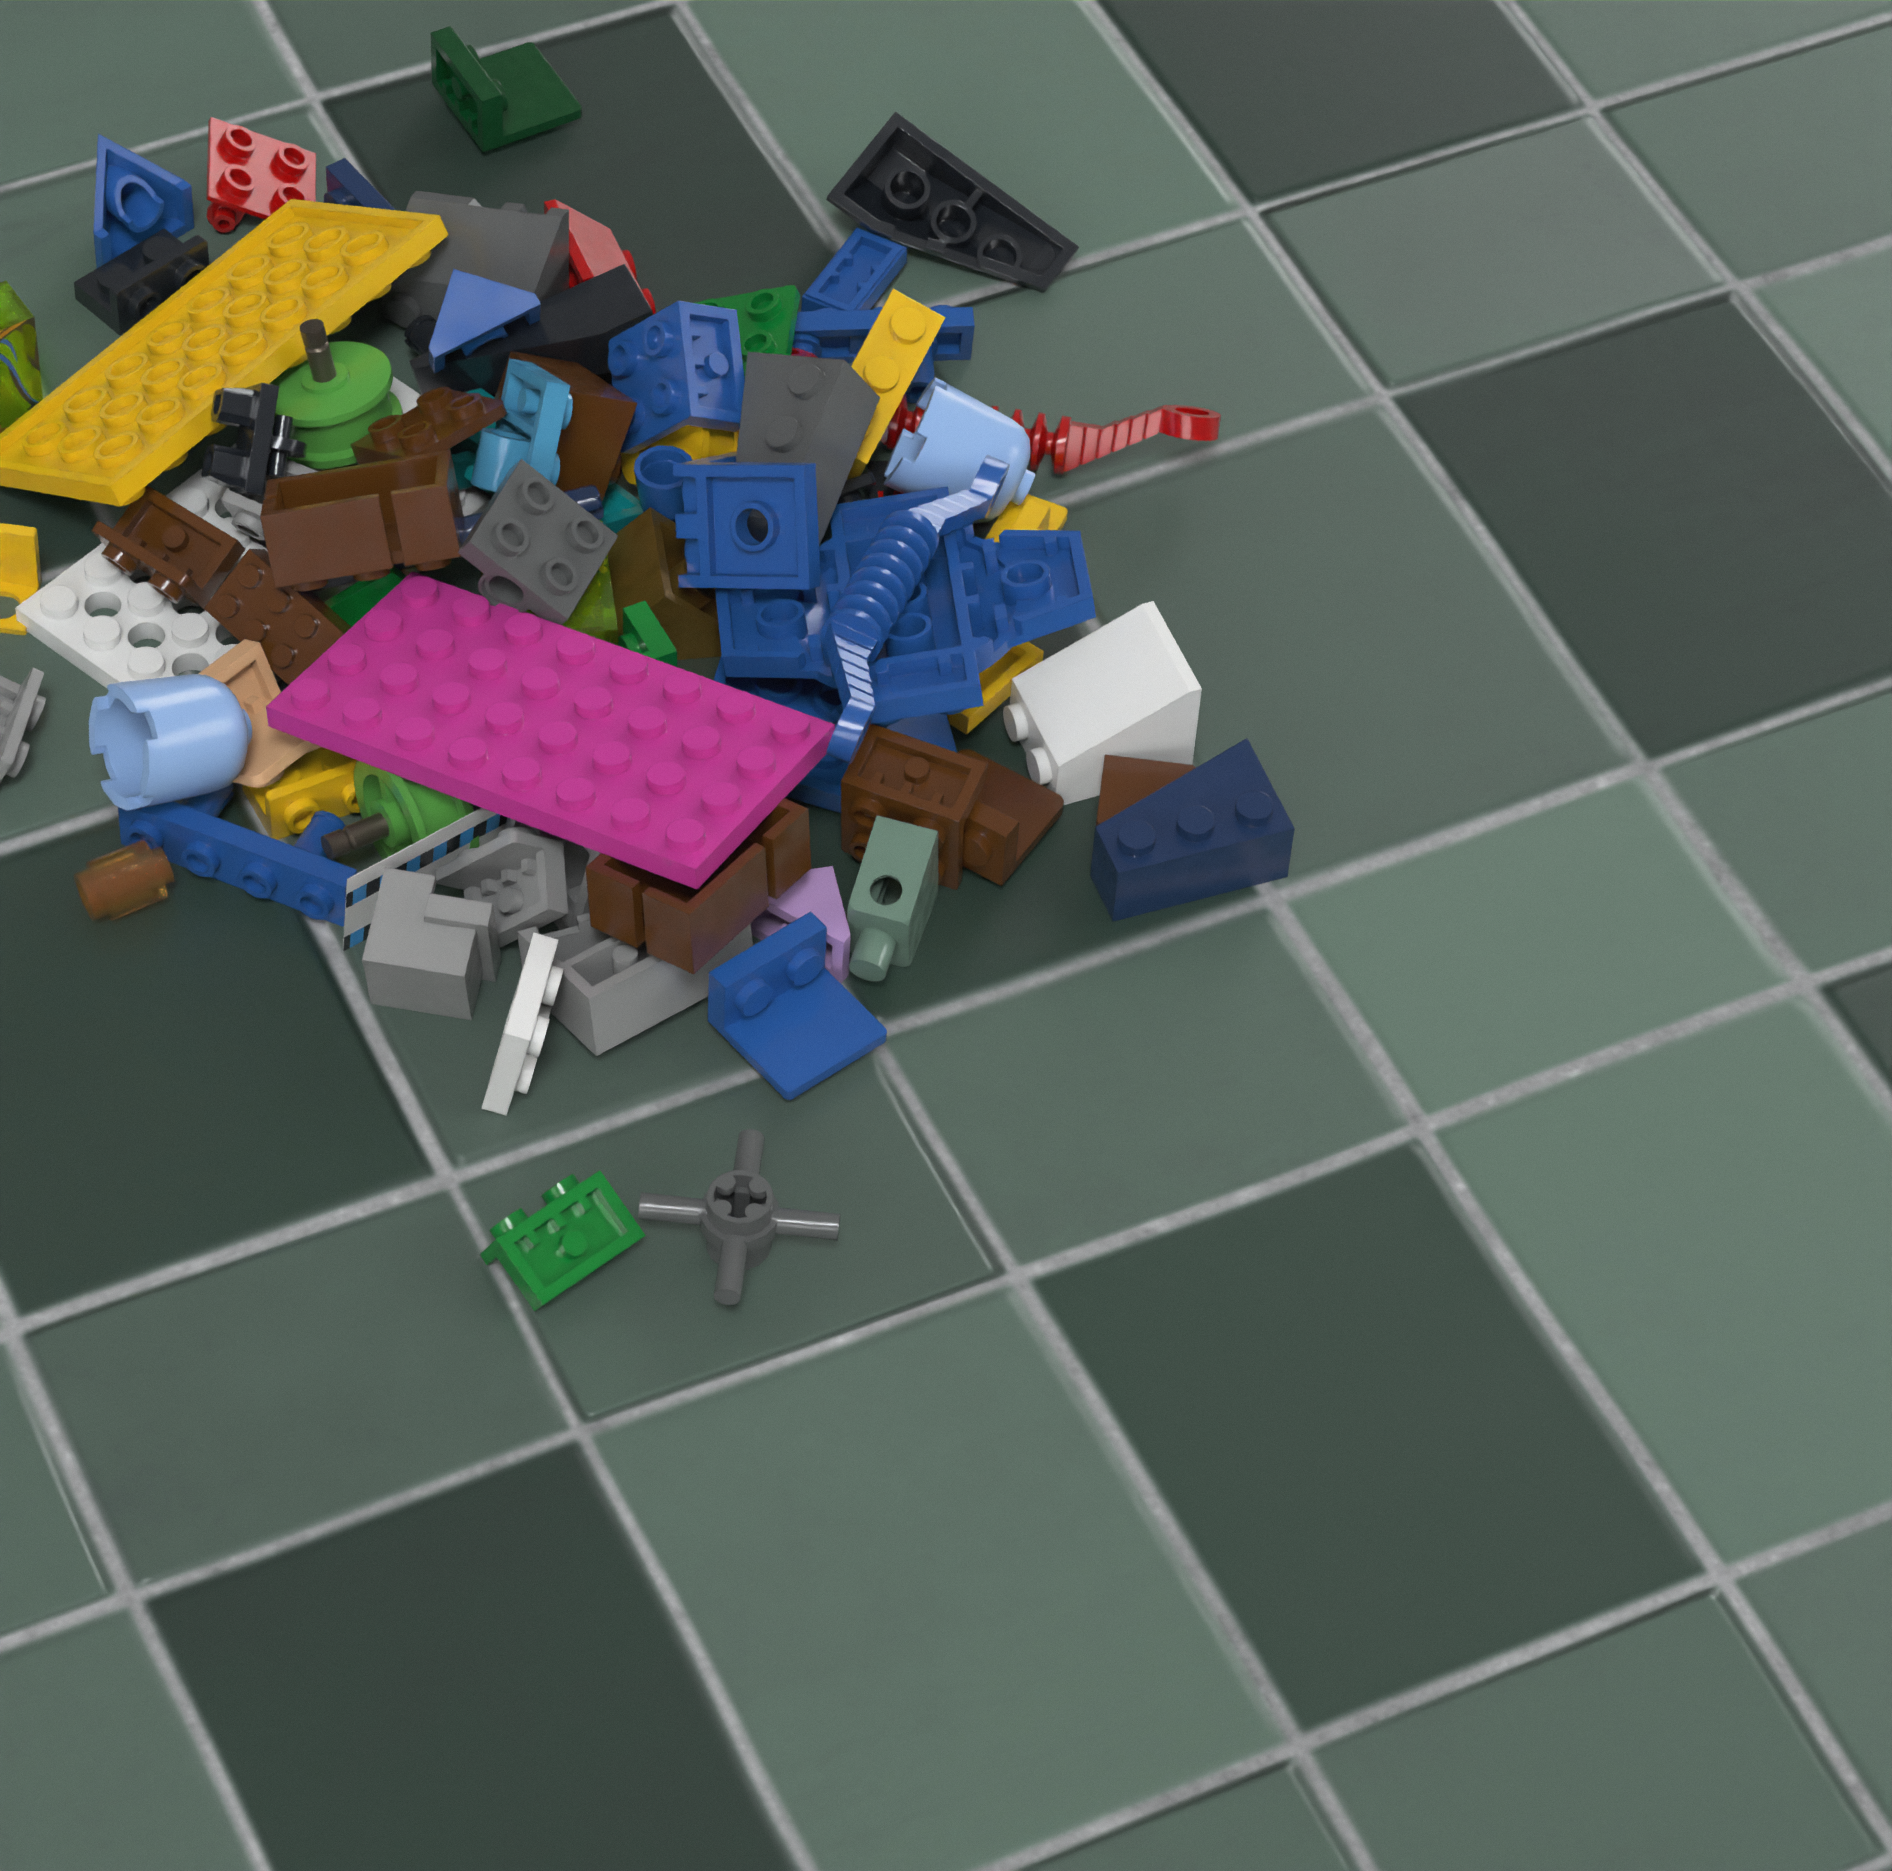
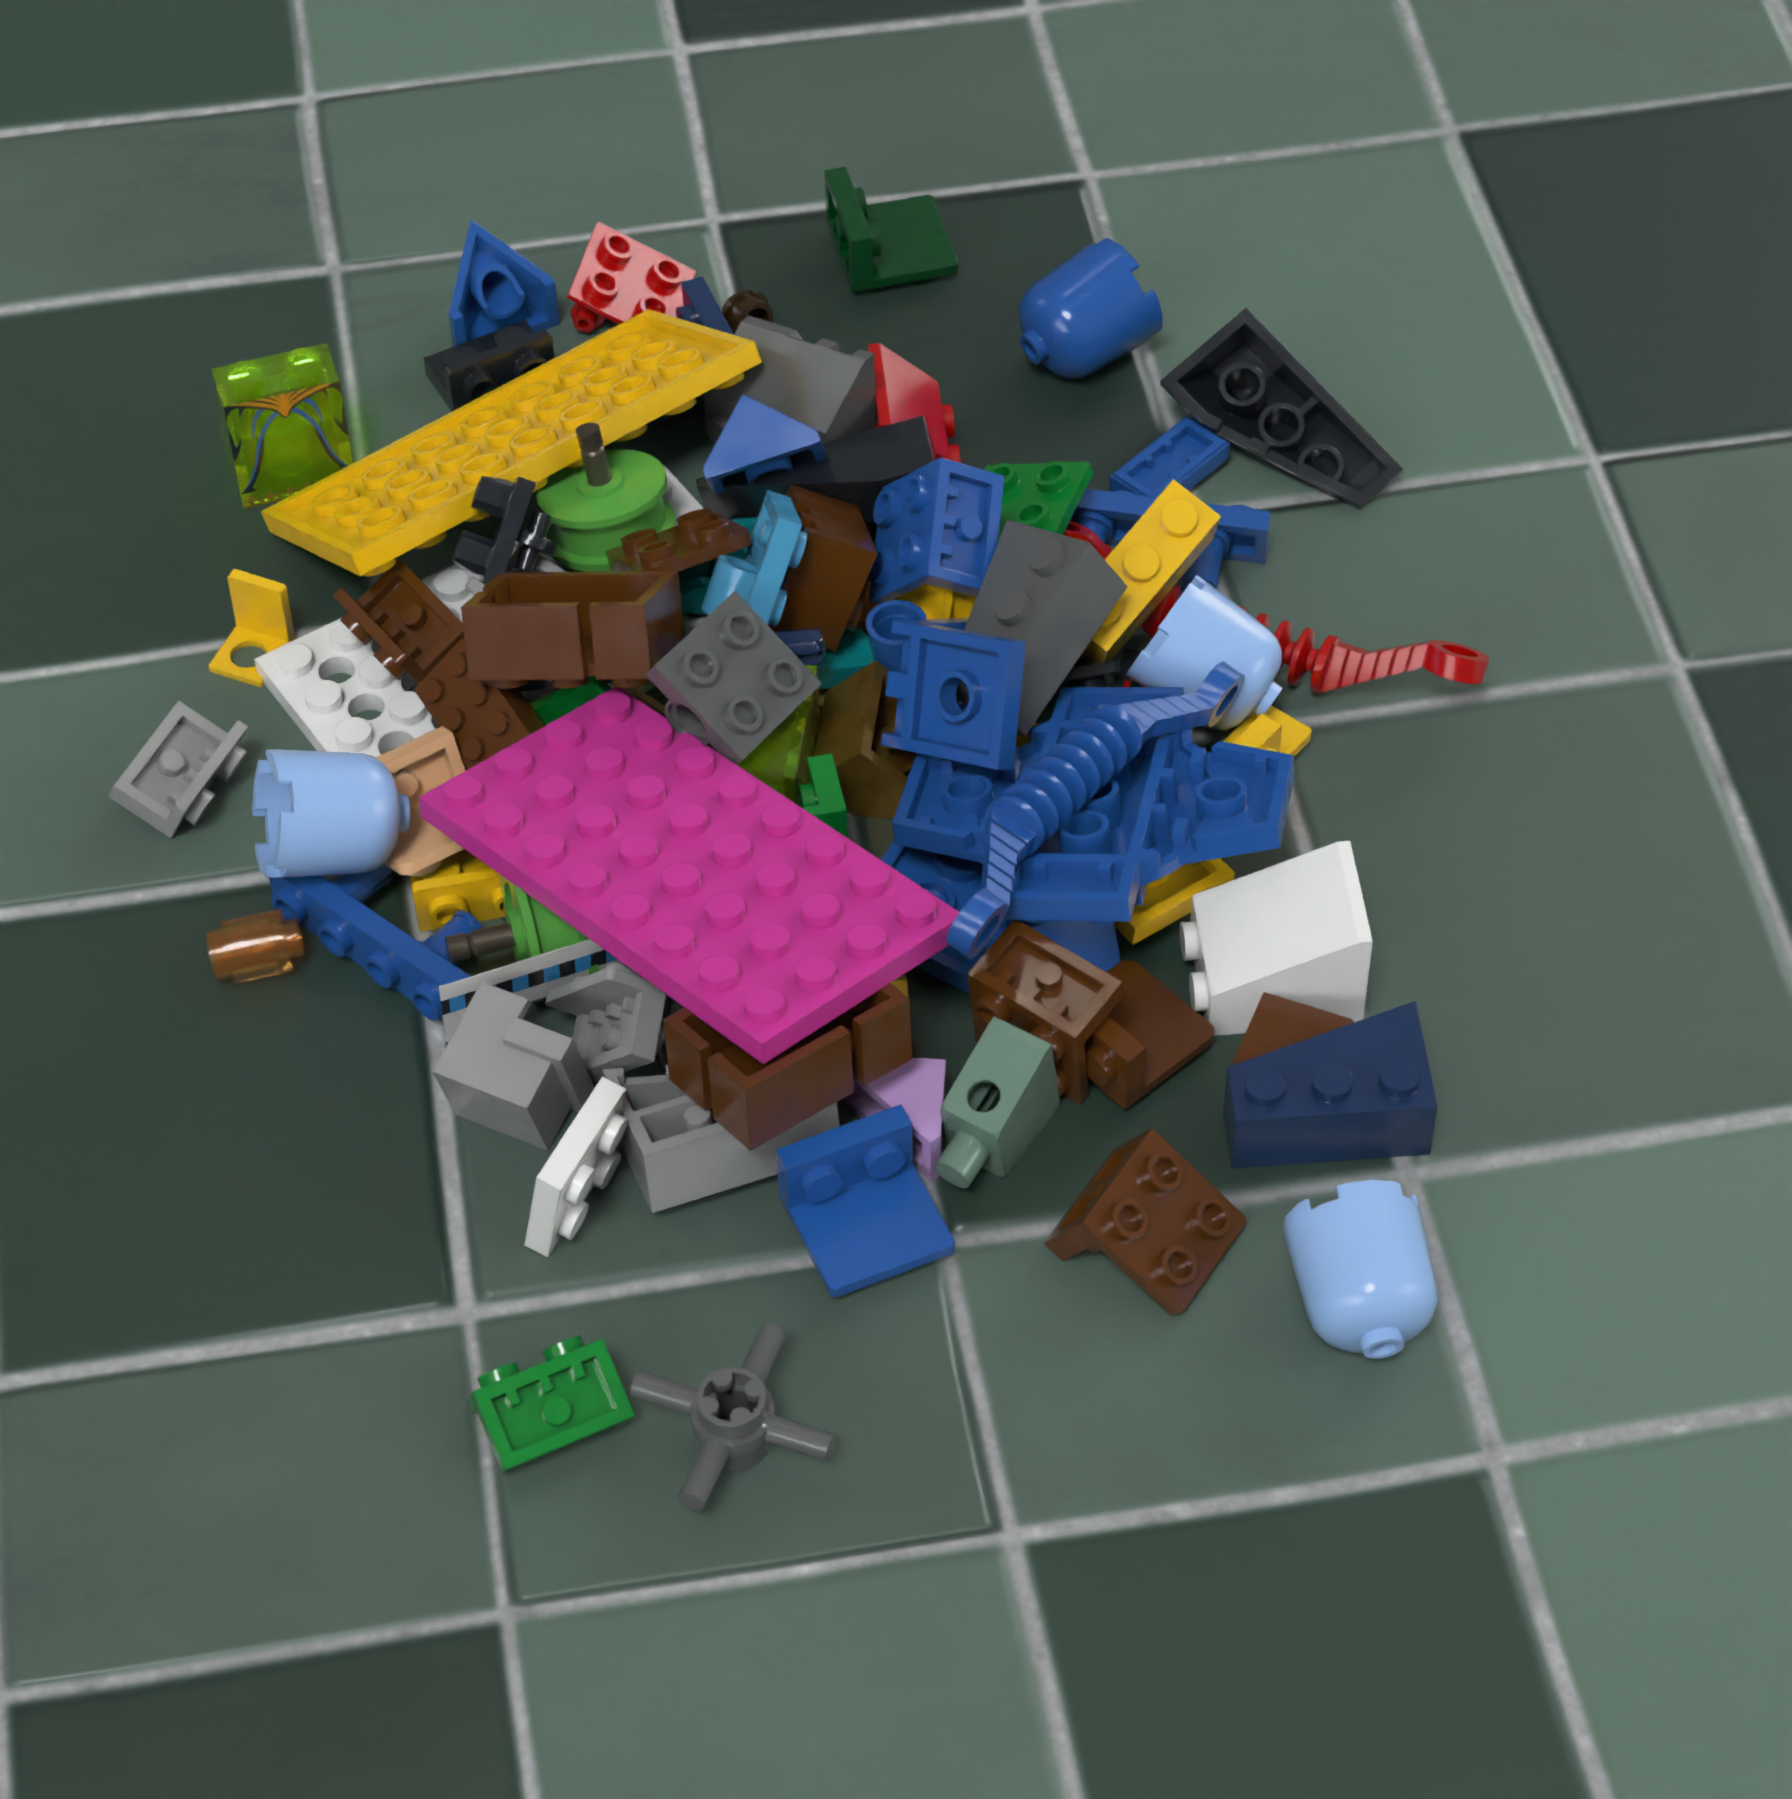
camera: 20 degrees right, 0 degrees up
(392, 185) = (746, 304): none -> dark brown plate
(734, 137) = (1087, 312): none -> blue cylinder
(1060, 973) = (1151, 1220): none -> reddish brown bracket
(1267, 981) = (1363, 1267): none -> light blue cylinder

